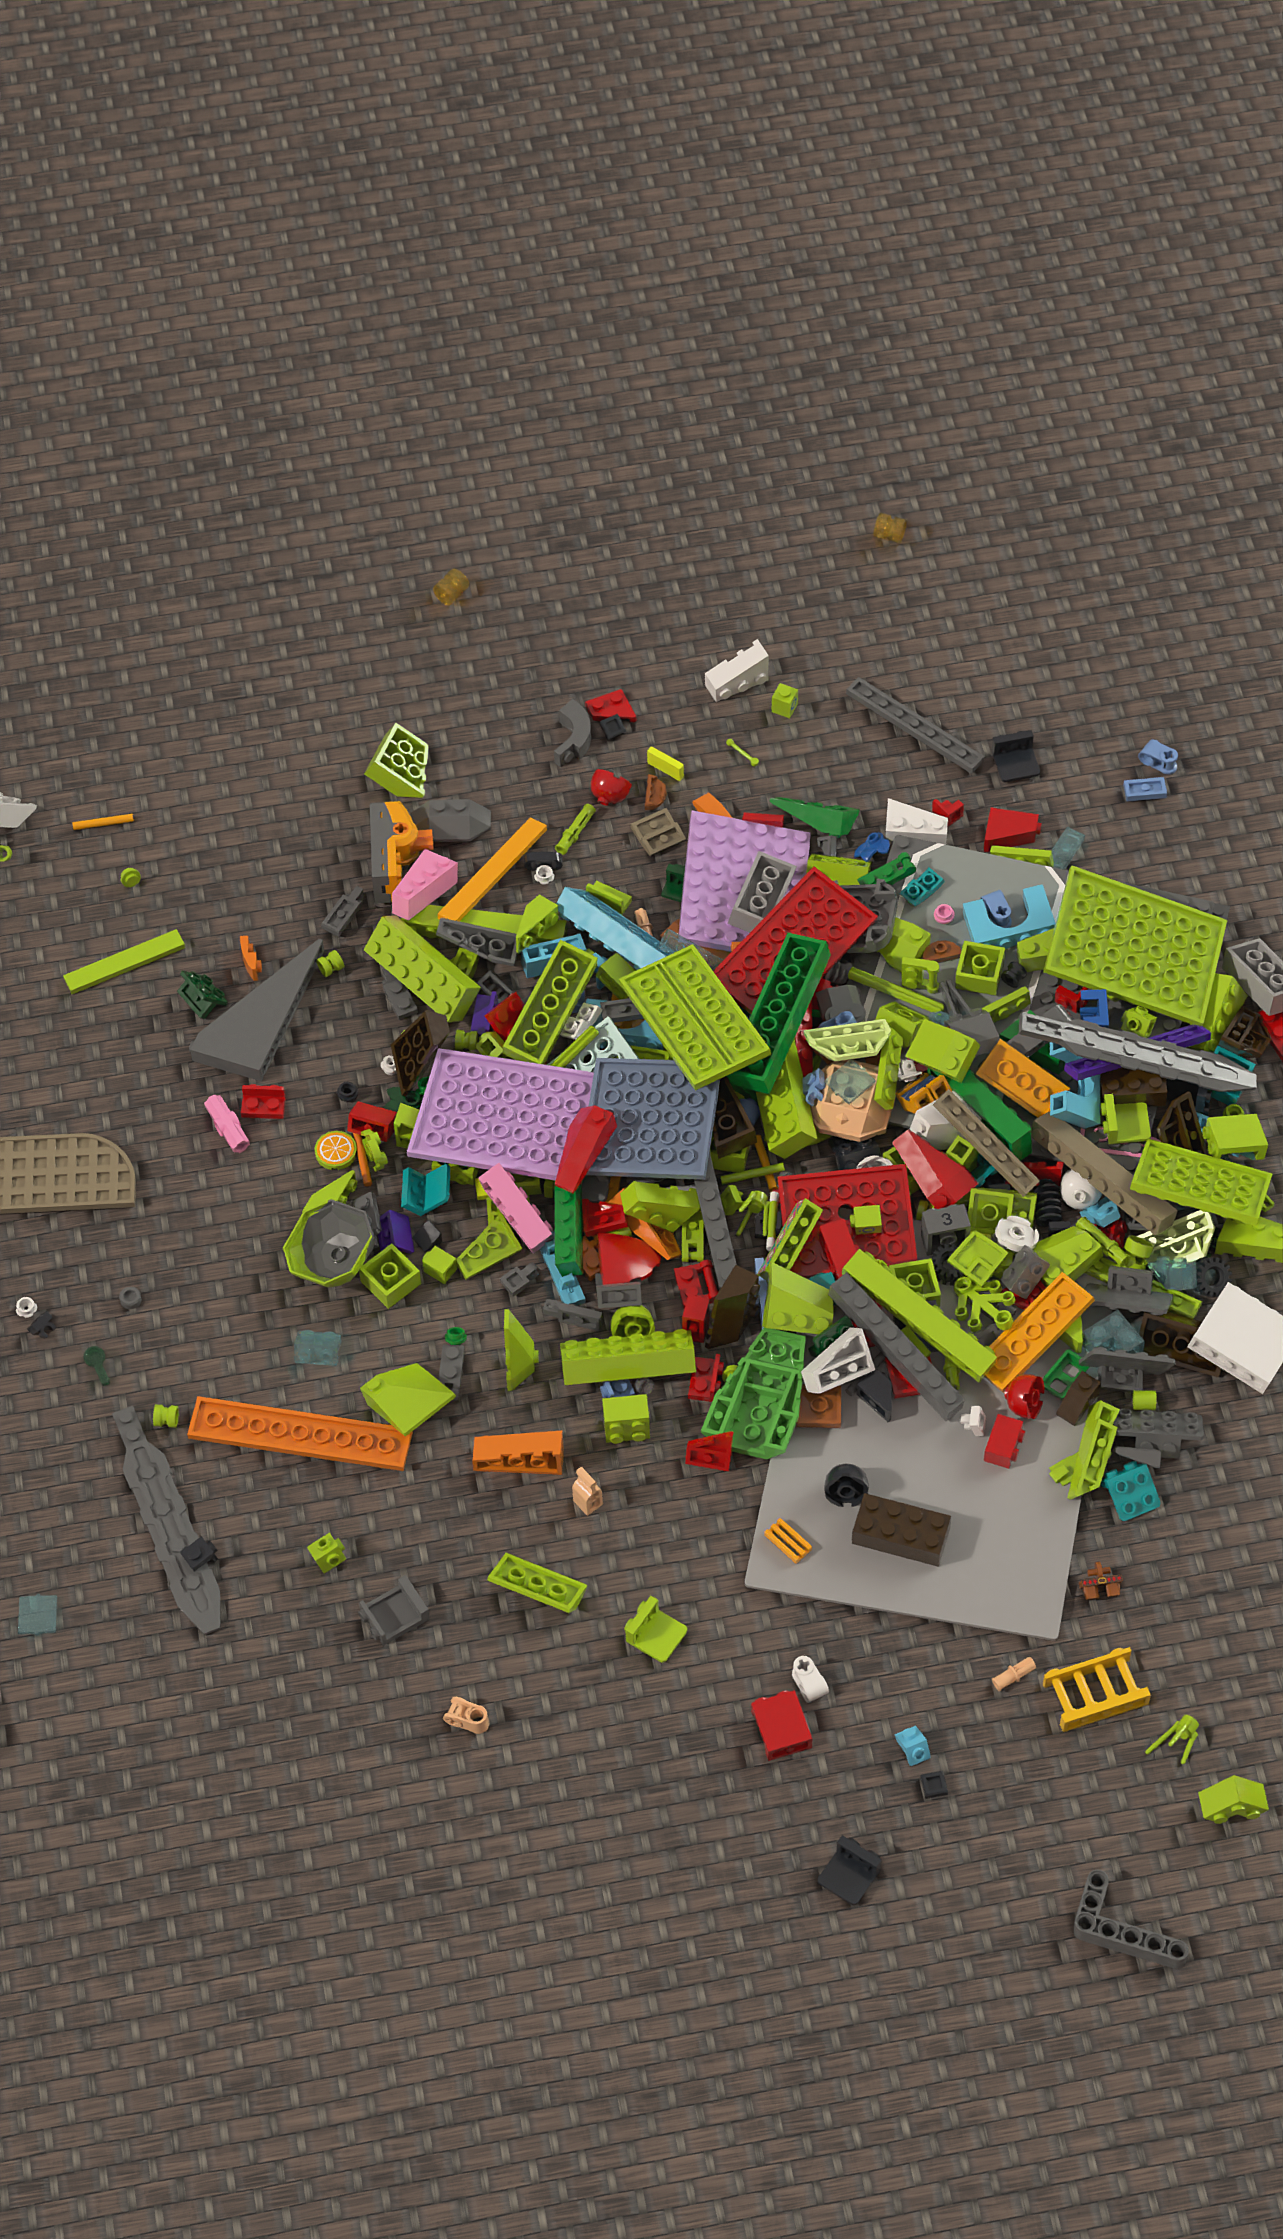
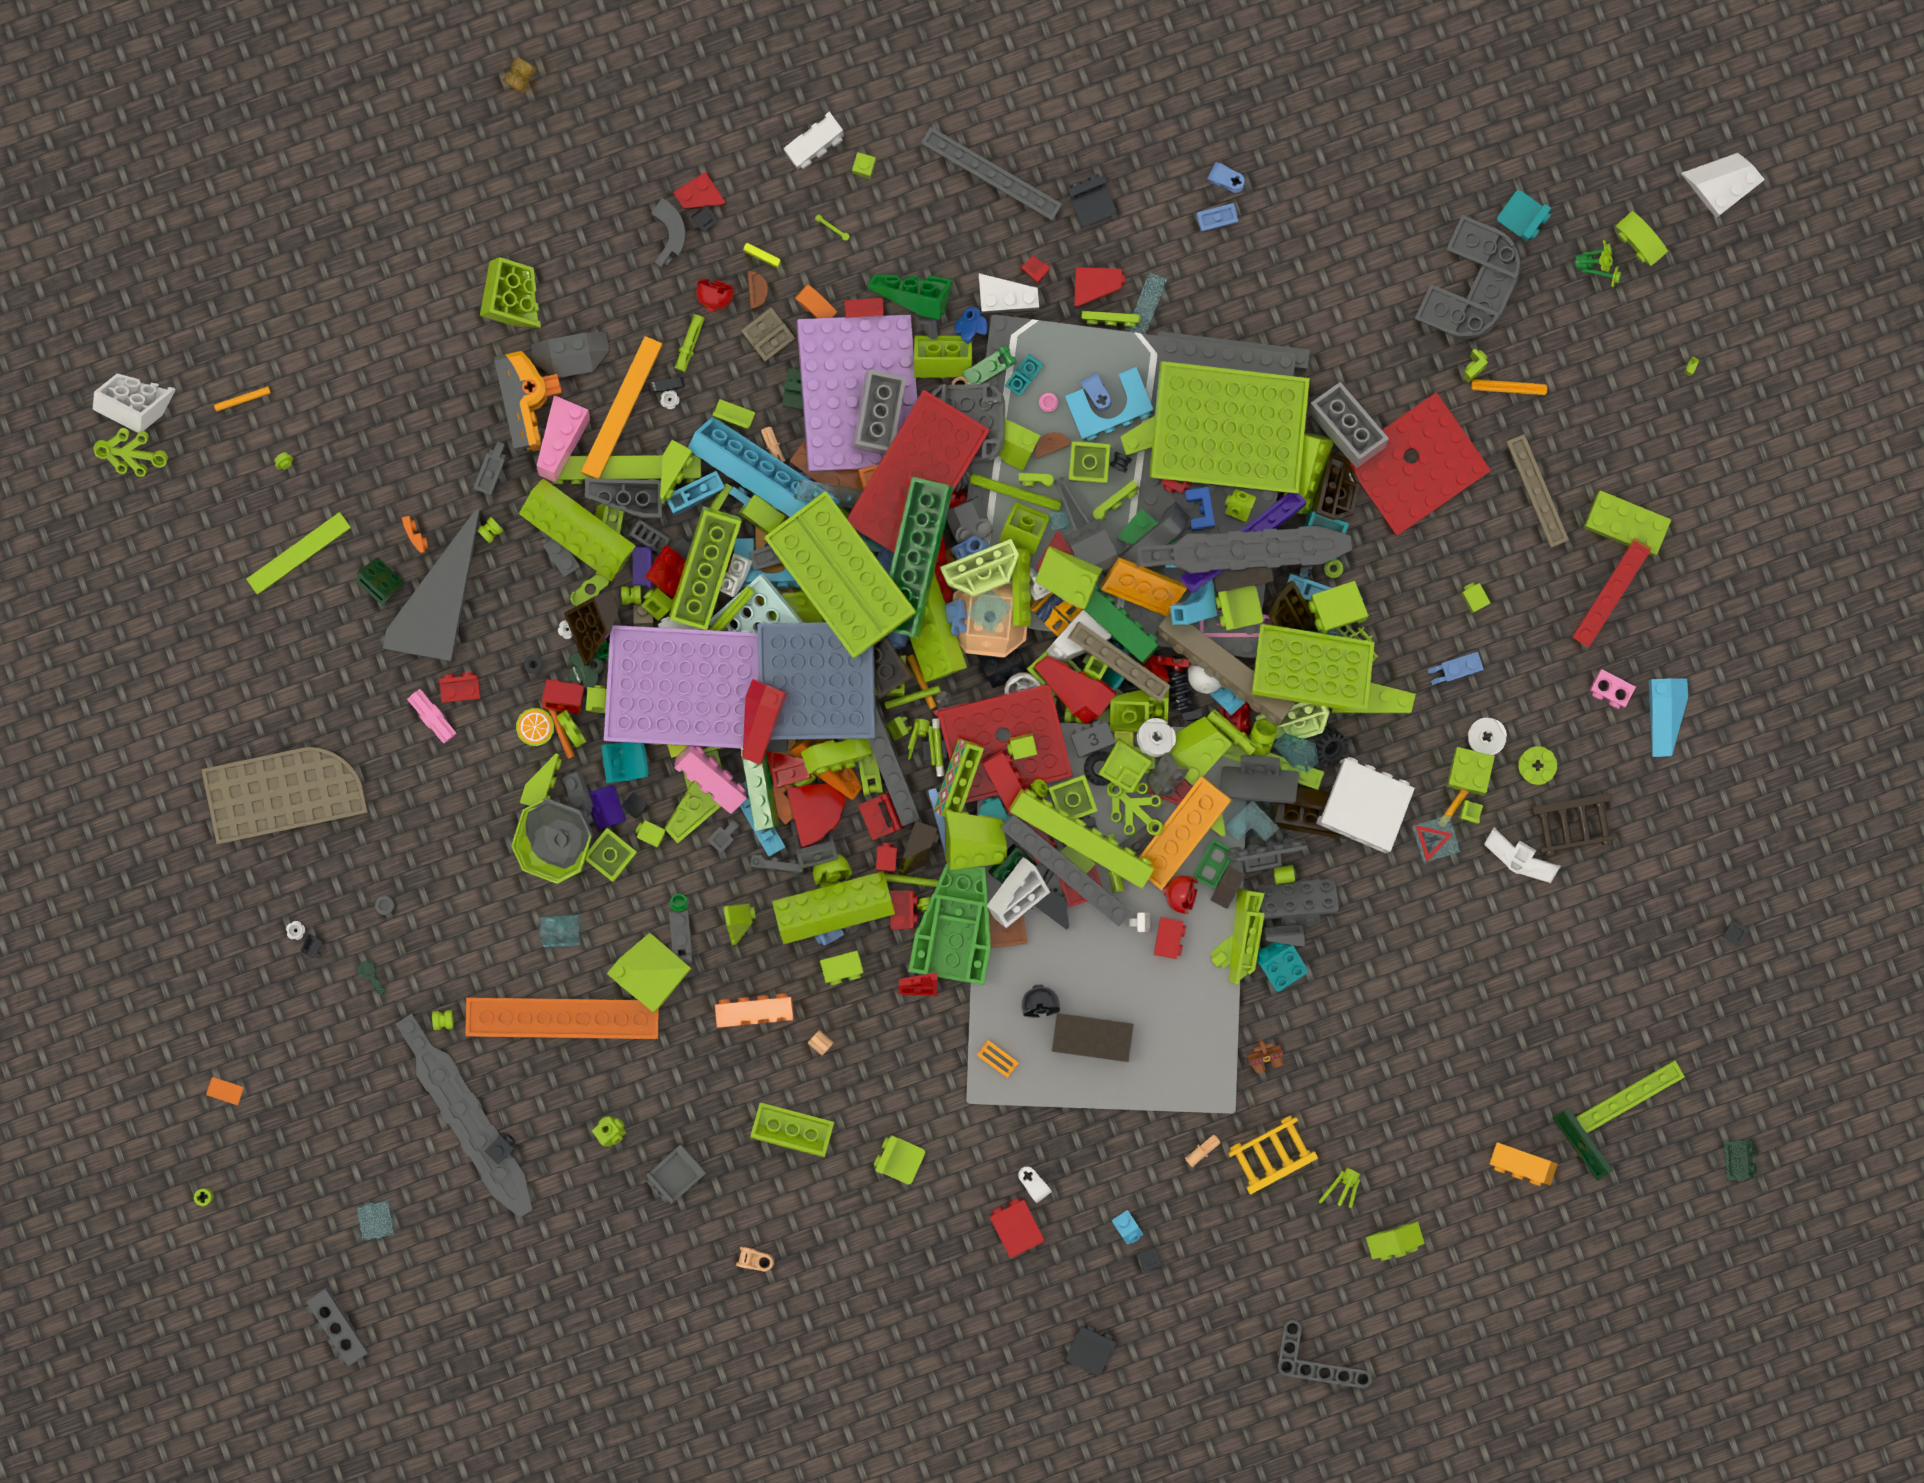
camera: 10 degrees left, 30 degrees up
(718, 1350) = (911, 880): none -> lime bar

